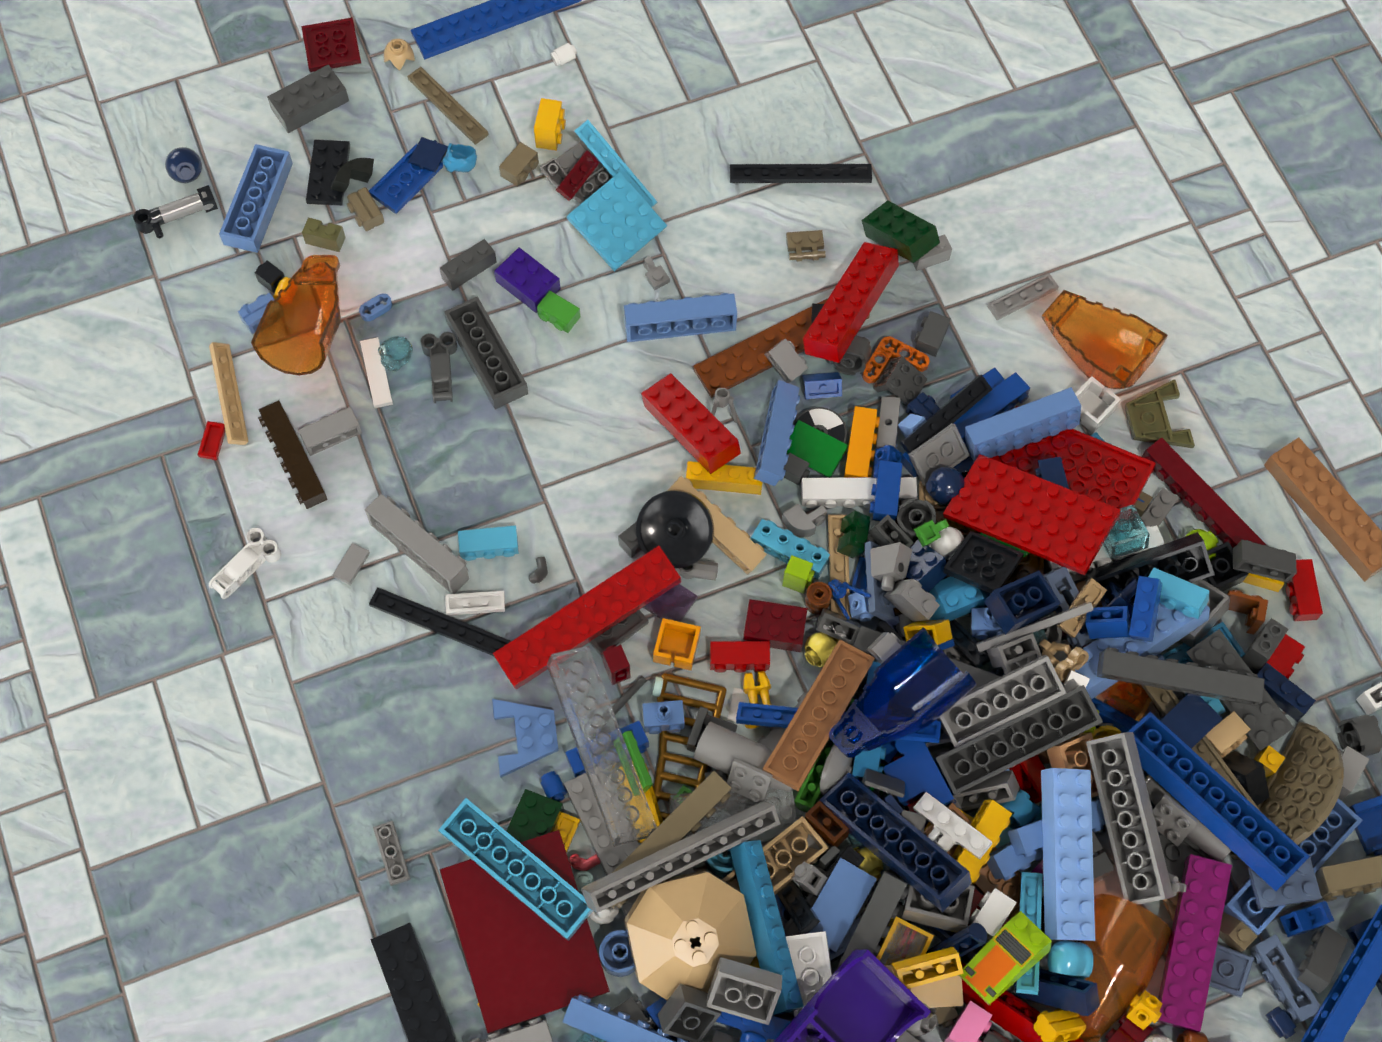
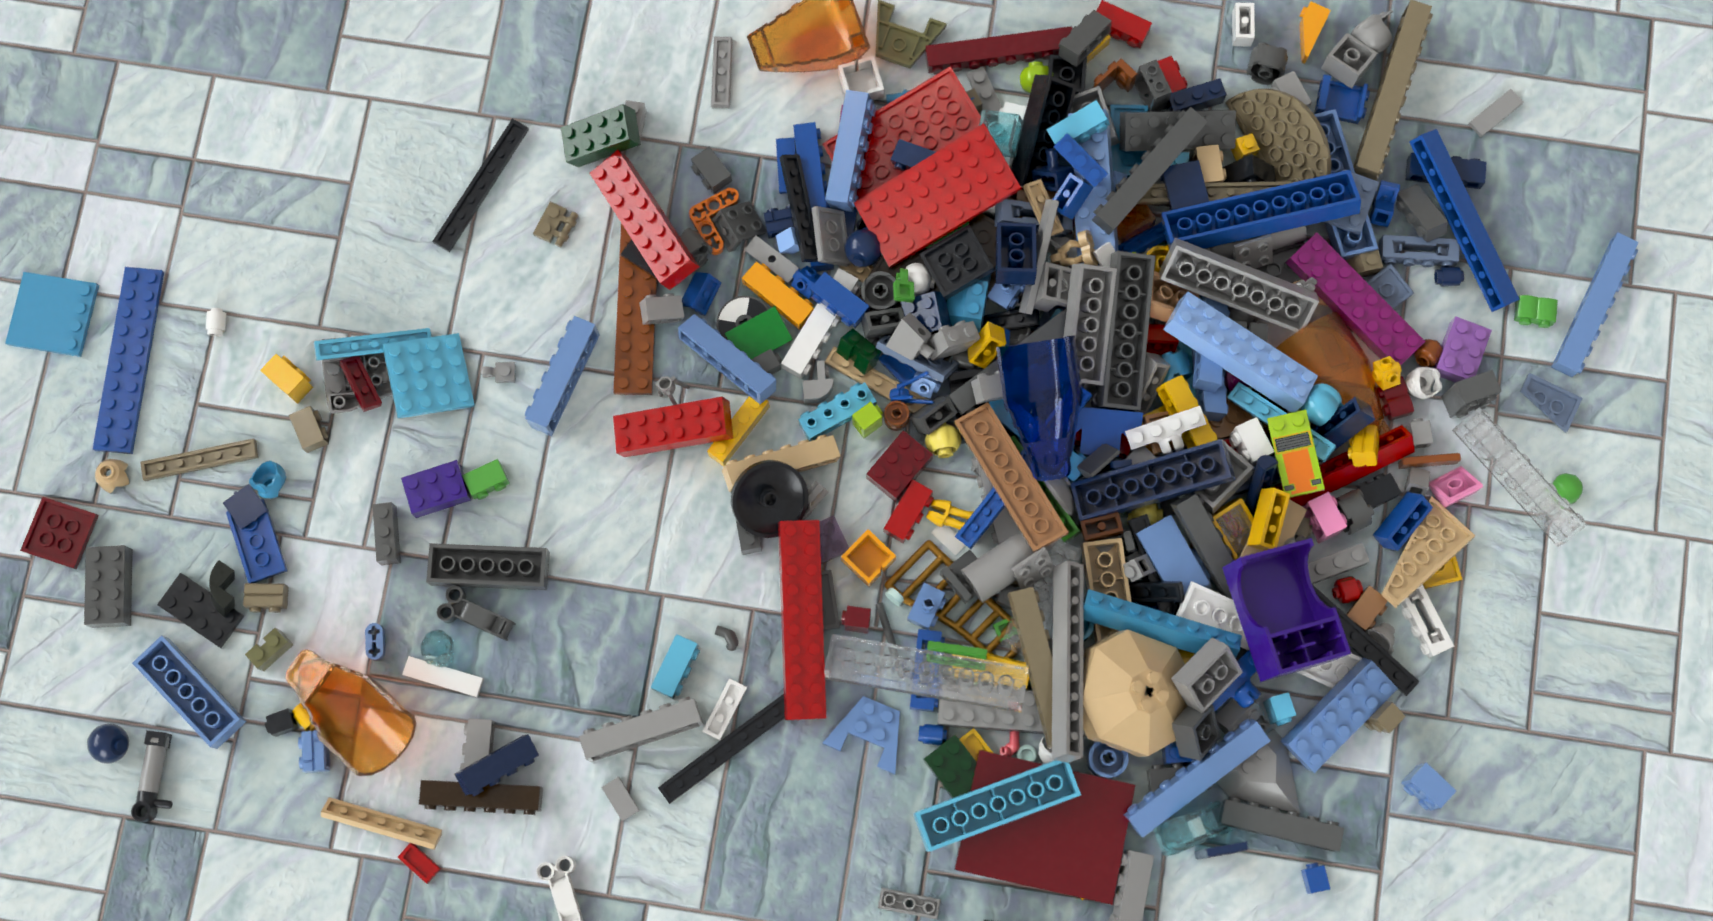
camera: 55 degrees left, 10 degrees up
(323, 448) = (497, 764): none -> dark blue brick

